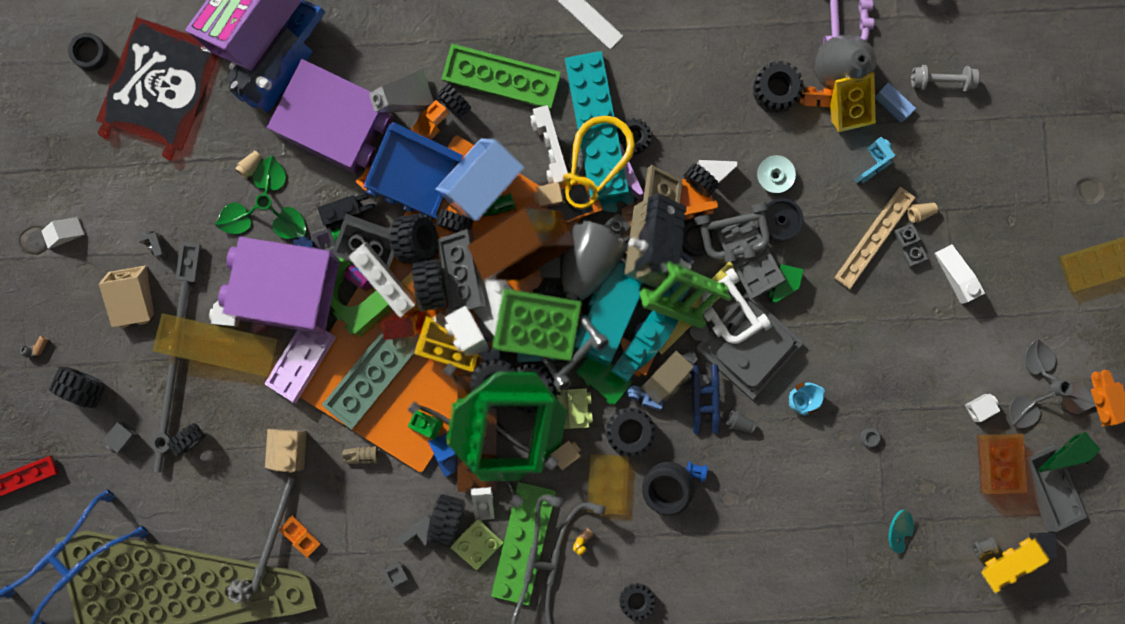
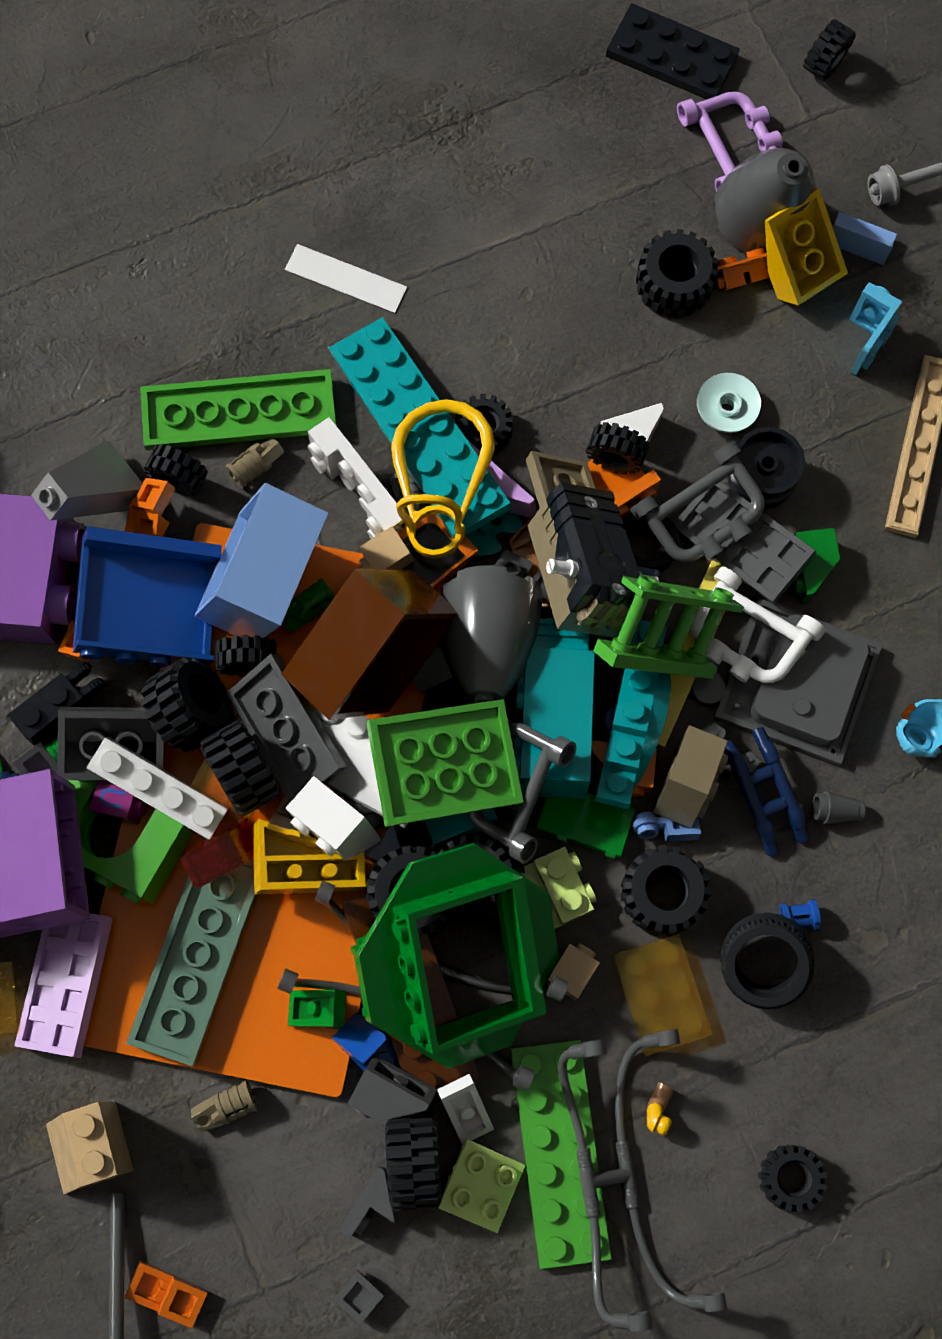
camera: 20 degrees left, 10 degrees down
(447, 481) = (389, 1092): none -> dark grey slope
(499, 110) = (253, 462): none -> dark tan hinge

